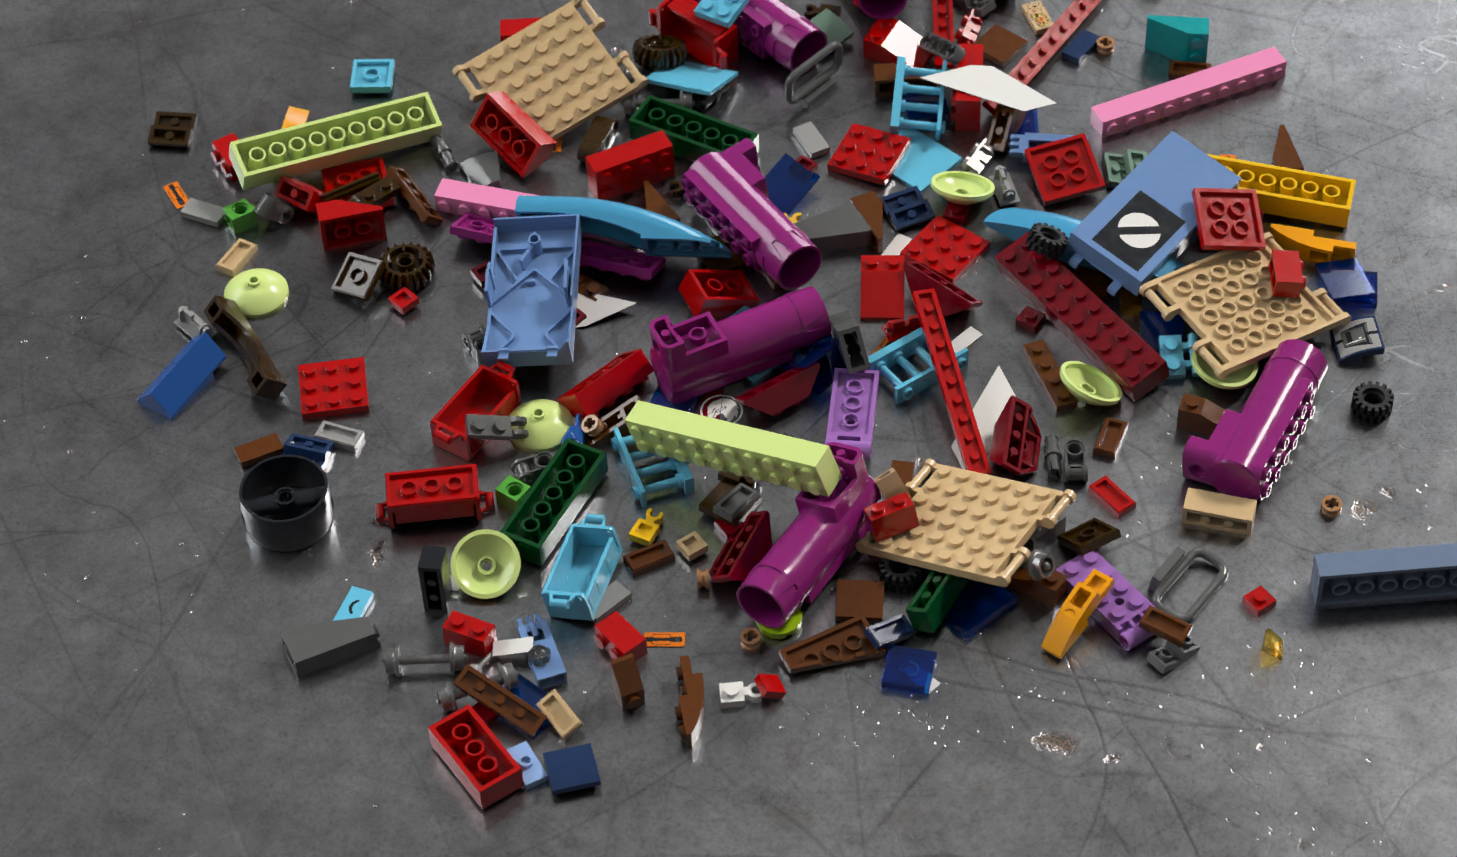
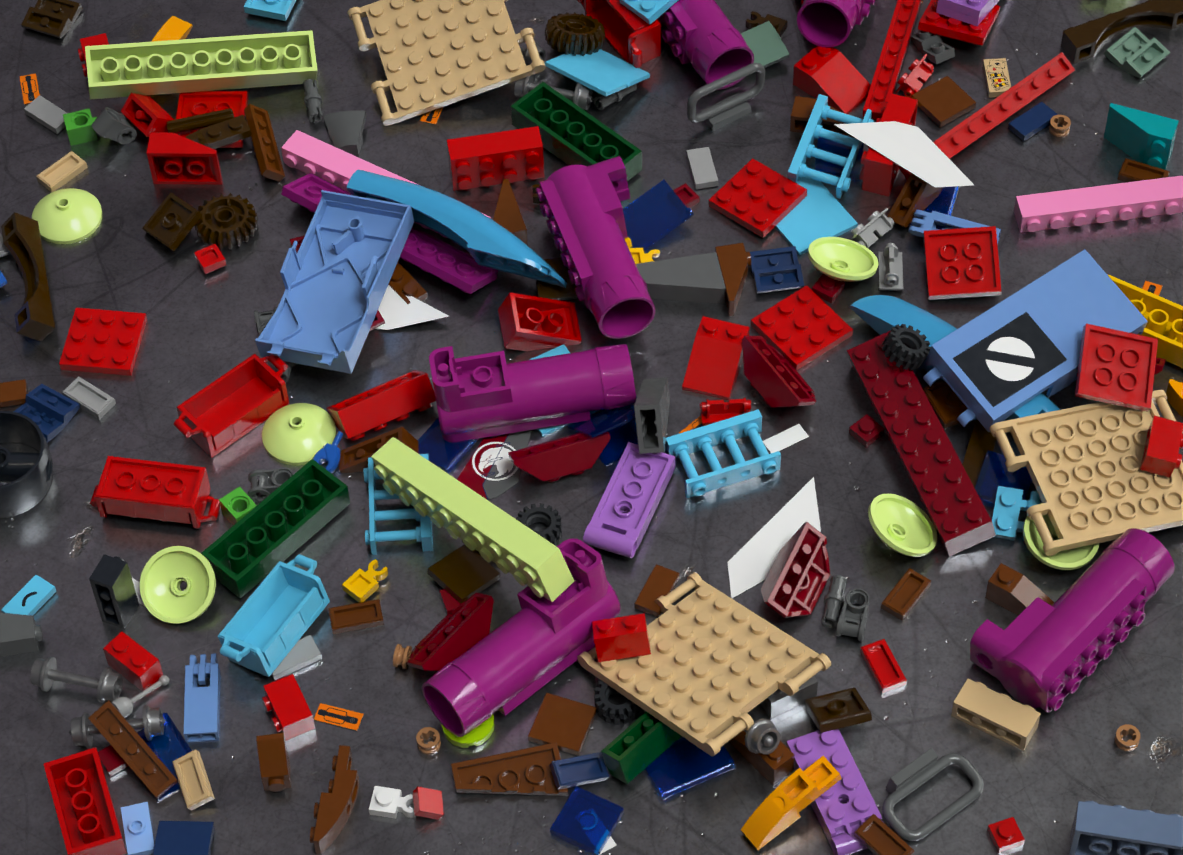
camera: 15 degrees right, 5 degrees up
(494, 427) = (243, 428): dark grey hinge -> none
(512, 133) = (385, 94): red slope -> none
(512, 646) = (172, 687): white sticker -> none
(539, 655) = (193, 706): clear smoke plate -> none
(596, 429) = (346, 453): medium nougat bush -> none
(598, 137) = (477, 117): dark brown beam -> none
(692, 546) = (405, 614): tan plate -> none
(736, 502) = (467, 575): dark grey tile -> none
(890, 484) = (635, 600): tan brick -> none
(897, 245) = (750, 311): white sticker -> none
(942, 48) = (873, 94): dark grey beam -> none
(951, 381) = (747, 491): red plate -> none
(1048, 375) = (862, 493): reddish brown plate -> none
(1119, 166) = (1026, 269): sand green slope -> none

